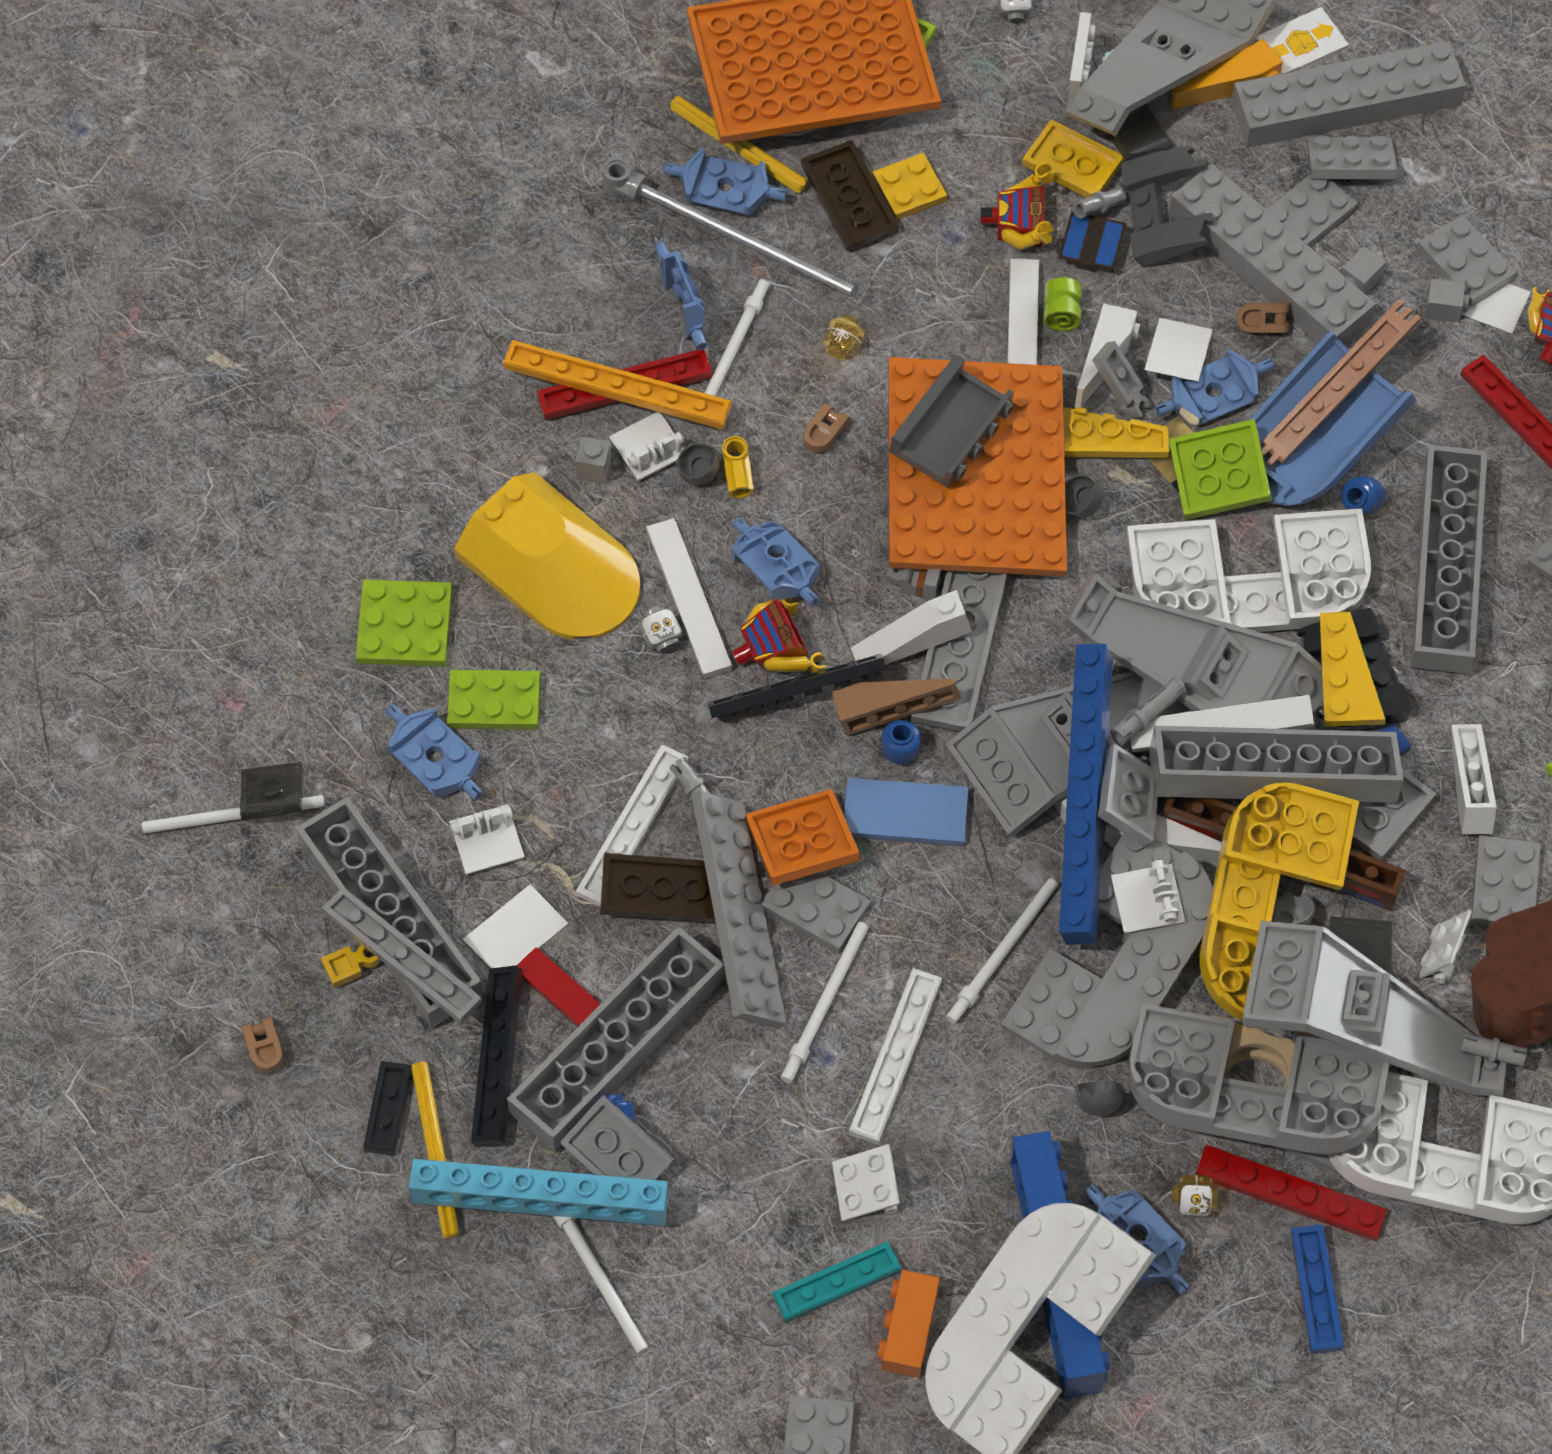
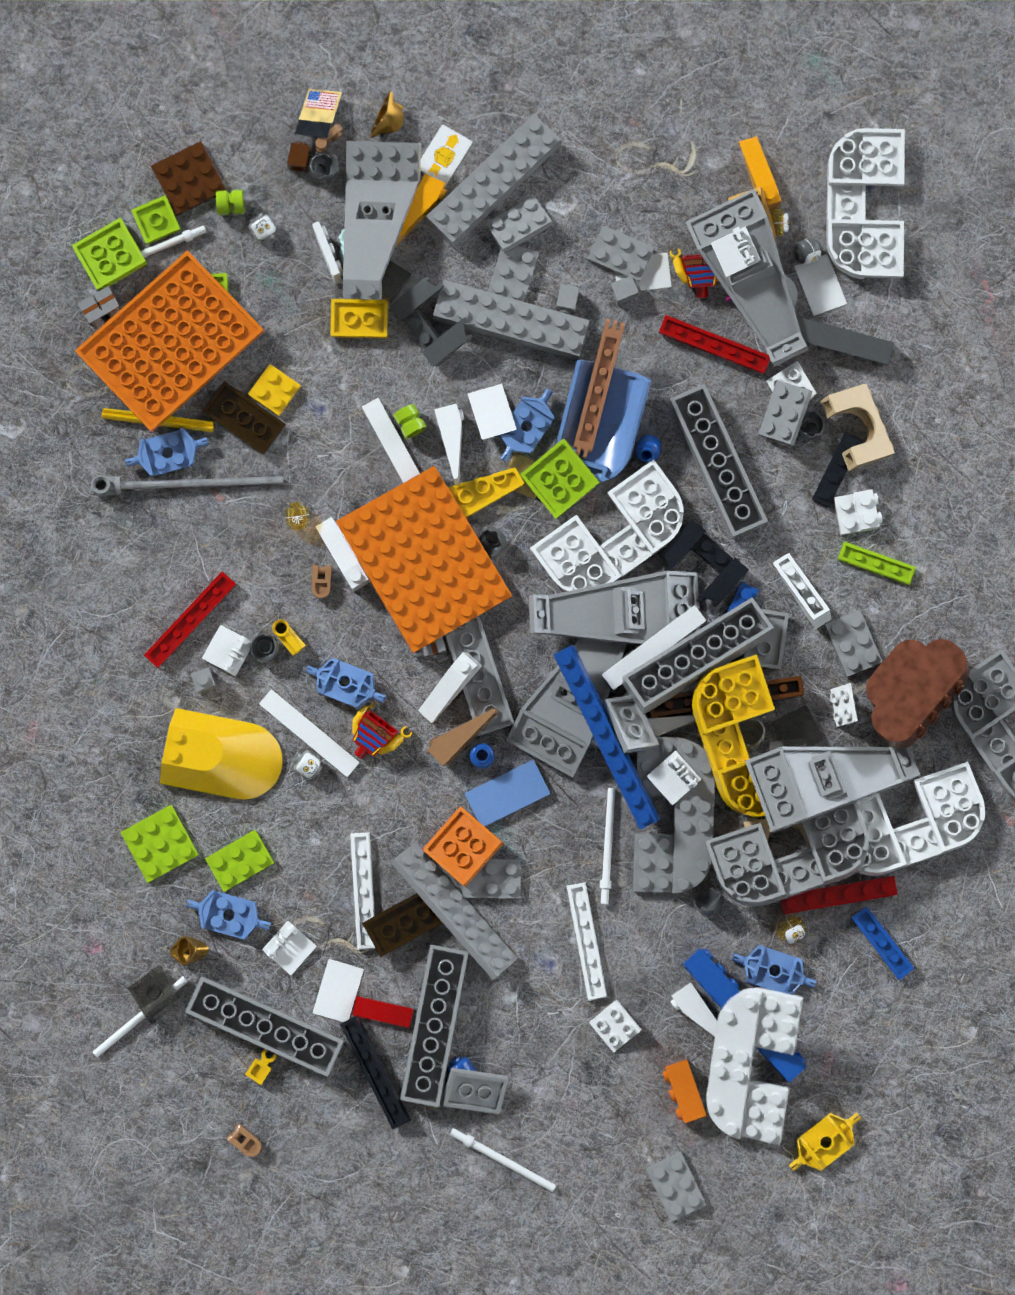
camera: 30 degrees left, 20 degrees up
(354, 764) = (188, 950): none -> pearl gold hat
(387, 1108) = (334, 1135): black tile -> none
(402, 955) = (293, 1054): light grey plate -> none
(433, 1138) = (375, 1144): yellow axle -> none
(538, 1192) = (449, 1140): medium azure brick -> none
(617, 384) = (187, 625): light orange tile -> none
(676, 276) = (186, 538): medium blue plate -> none
(688, 777) = (382, 848): light grey pin -> none
(752, 307) = (232, 525): white bar -> none
(800, 1050) = (535, 971): white bar -> none
(810, 684) = (404, 756): black plate -> none
(836, 1282) = (631, 1089): teal tile -> none
(873, 415) = (342, 554): none -> white slope
(950, 424) = (398, 546): dark grey panel -> none
(990, 1214) = (693, 1006): none -> white slope
(1021, 211) = (351, 374): torso -> none
(1092, 242) = (402, 368): piece -> none
(1099, 202) = (392, 340): light grey pin -> none
(1121, 378) = (473, 455): light grey plate -> none
(1139, 717) = (608, 672): light grey pin -> none
(1252, 317) = (521, 365): medium nougat plate -> none
(1346, 679) = (703, 573): yellow wing -> none
(1493, 1049) = (903, 753): light grey pin -> none

